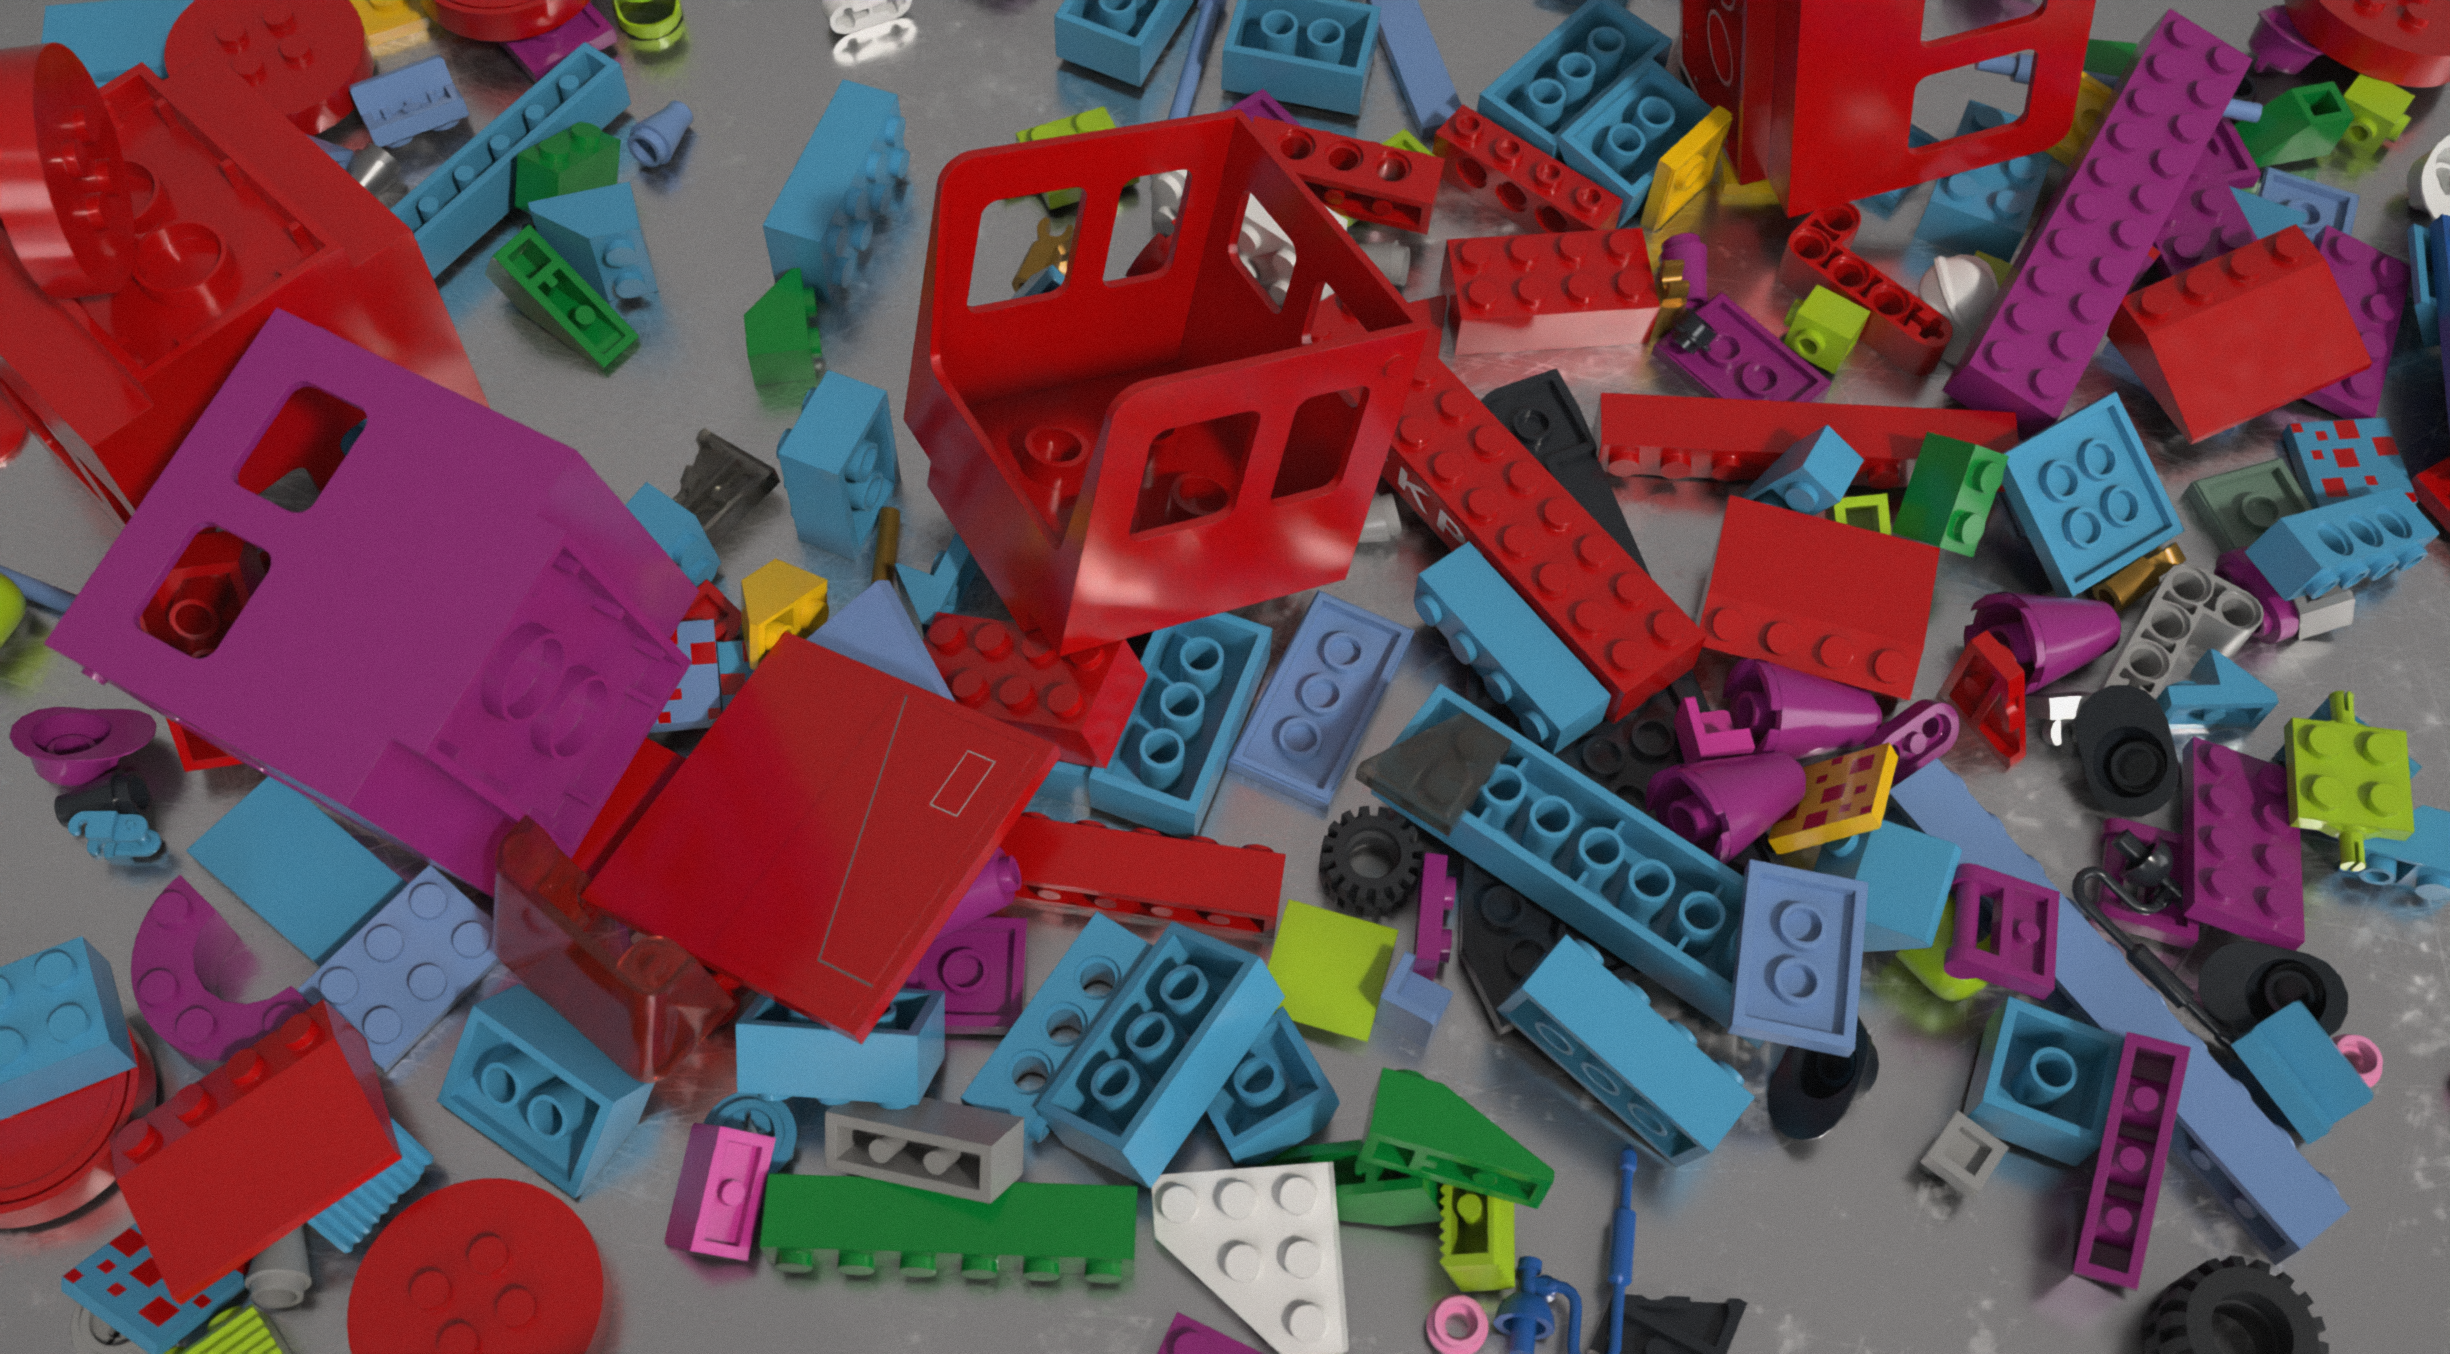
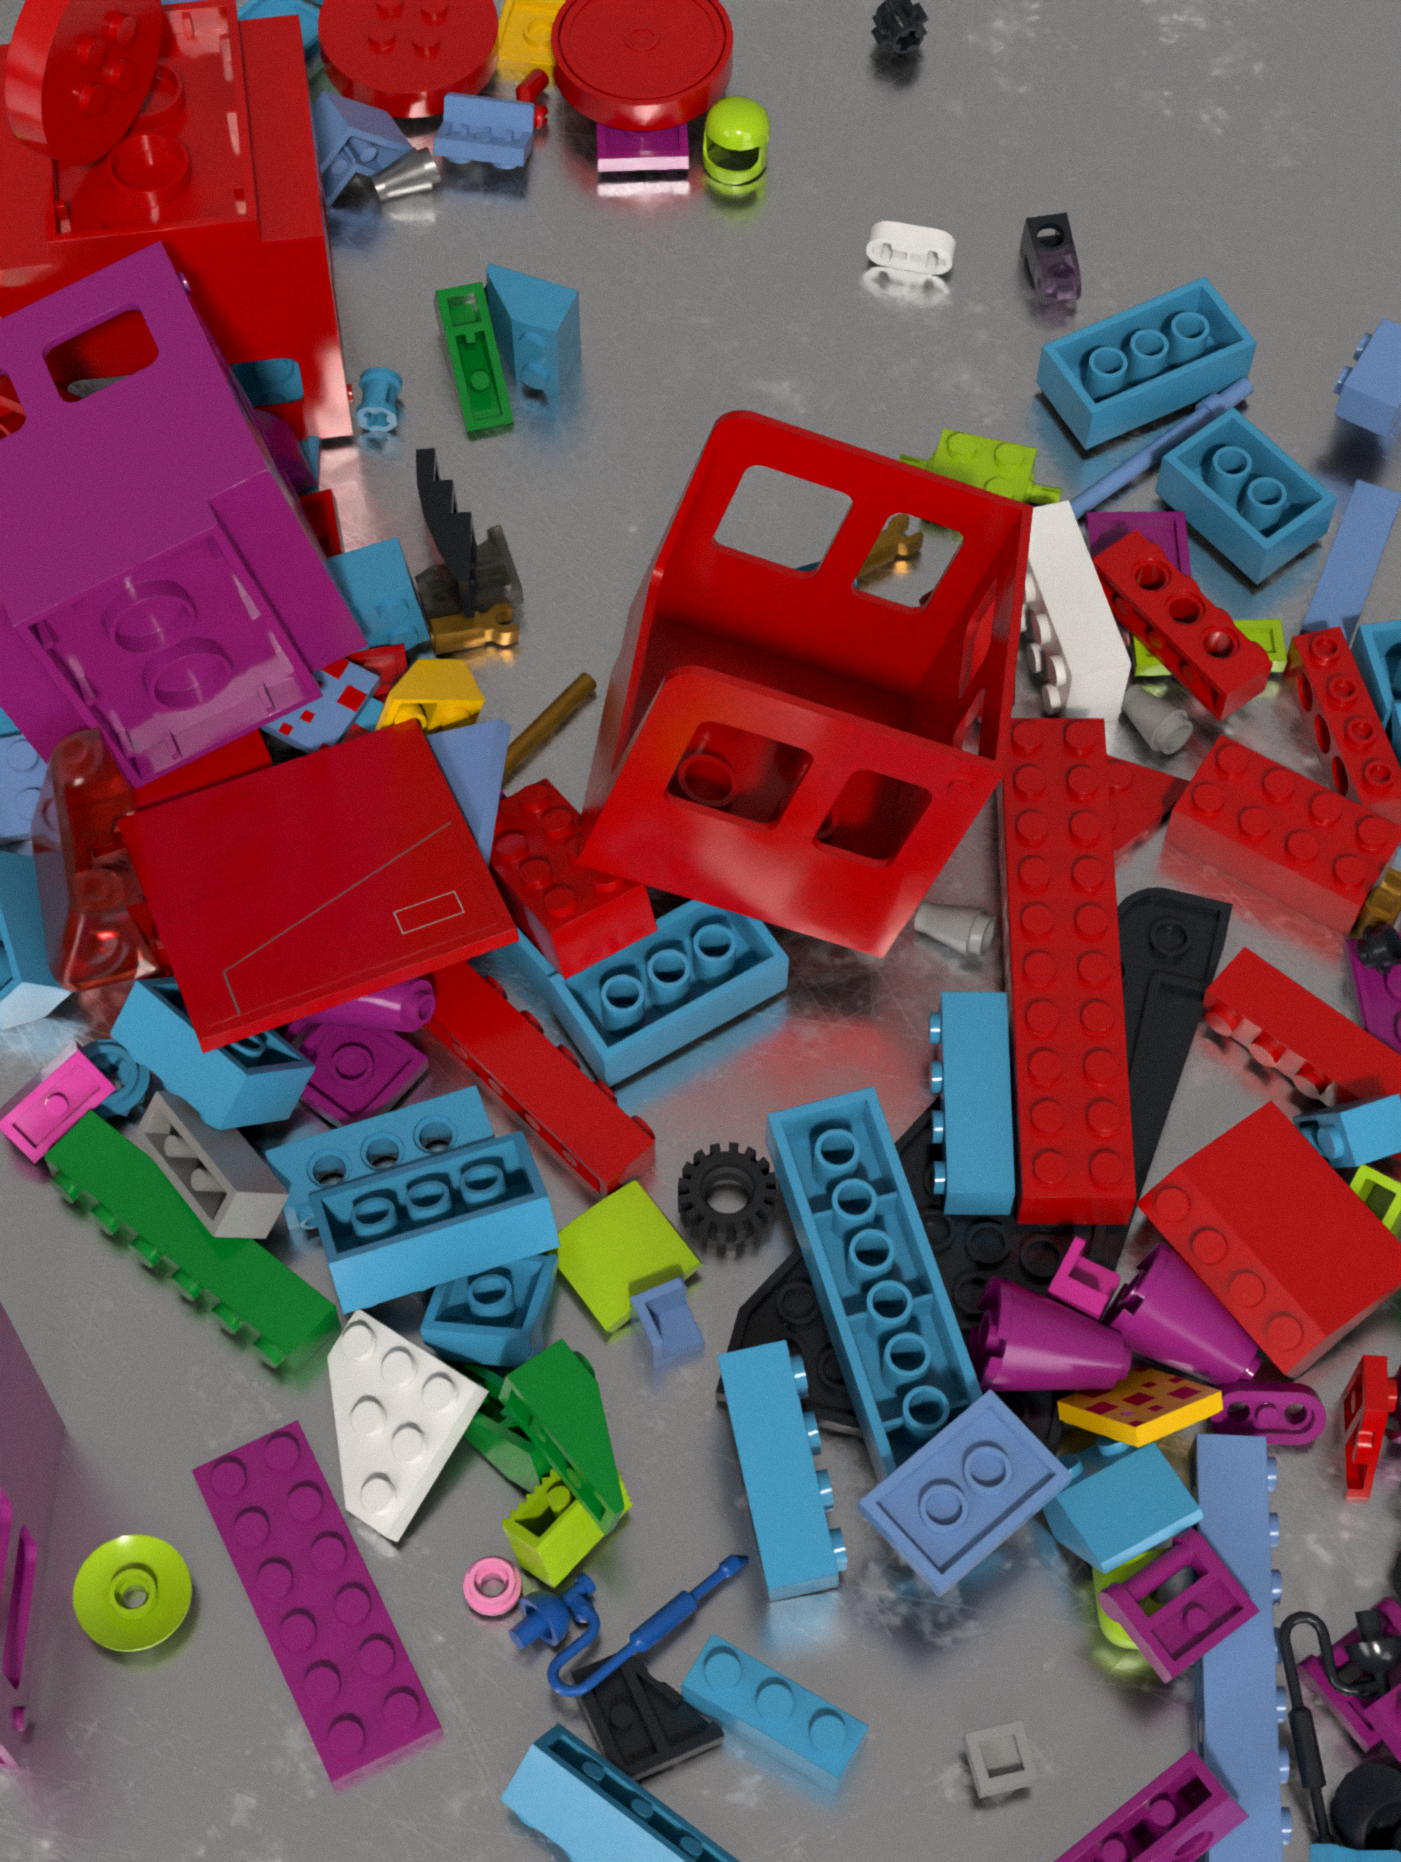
camera: 40 degrees right, 0 degrees up
(419, 47) = (529, 91): none -> red arm
(480, 179) = (516, 220): dark azure brick -> none
(502, 385) = (378, 399): none -> dark azure bush
(566, 164) = (556, 251): green brick -> none
(658, 135) = (656, 265): medium blue cone -> none
(671, 462) = (448, 532): none -> black slope
(752, 532) = (461, 633): none -> pearl gold bar
(780, 333) = (618, 482): green slope -> none
(838, 189) = (777, 371): dark azure brick -> none
(840, 464) = (560, 615): dark azure brick -> none
(941, 589) = (563, 766): dark azure slope -> none
(1321, 700) = (802, 1046): medium blue tile -> none
(1435, 894) = (721, 1284): magenta plate -> none
(1438, 770) = (809, 1151): clear smoke wing -> none
(1772, 1254) = (774, 1714): none -> dark azure brick
(1816, 1087) = (953, 1623): black piece -> none
(2044, 1081) = (1111, 1743): dark azure brick -> none

